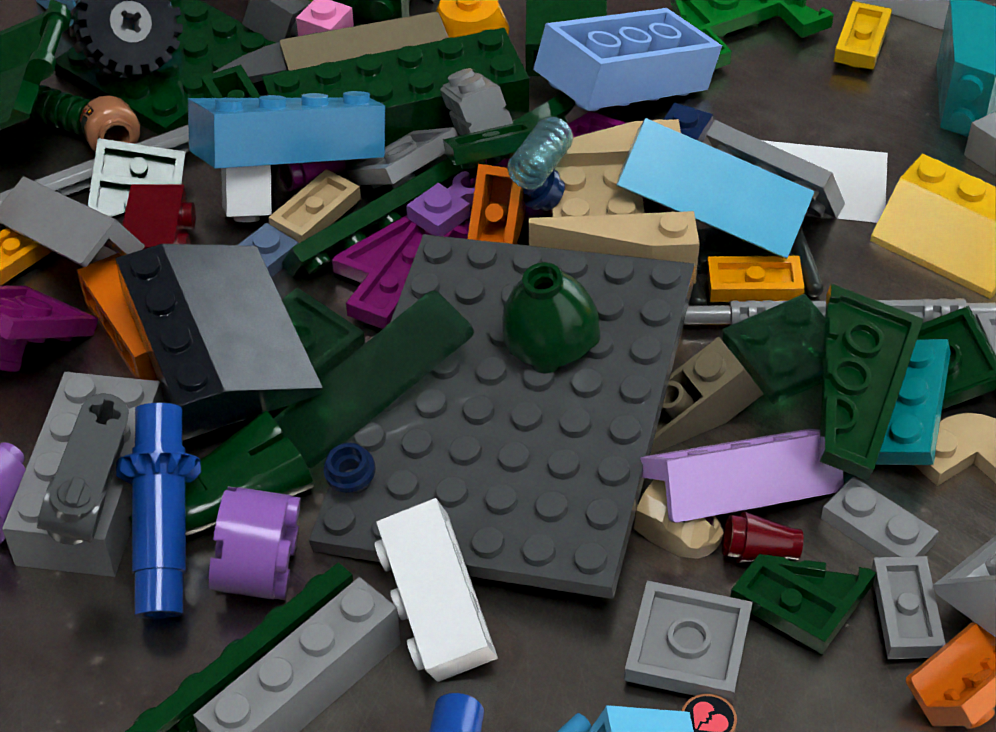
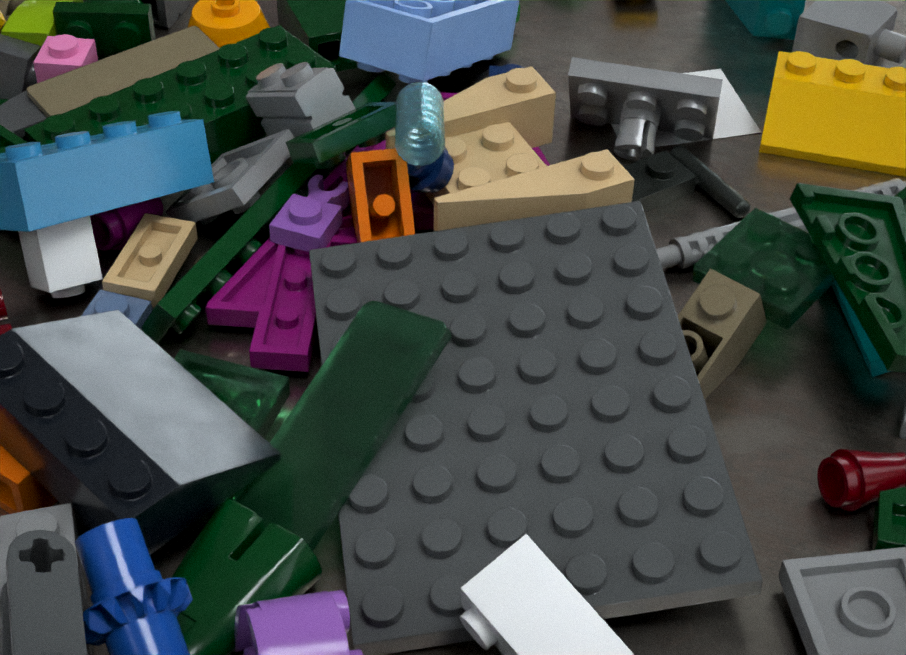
camera: 25 degrees left, 5 degrees down
(347, 457) = (367, 522): dark blue plate -> none
(549, 319) = (528, 294): dark green piece -> none
(686, 538) = (770, 482): tan rock -> none
(716, 187) = (593, 113): medium azure brick -> none
(742, 474) = (812, 407): lavender panel -> none
(754, 278) = (688, 209): light orange plate -> none

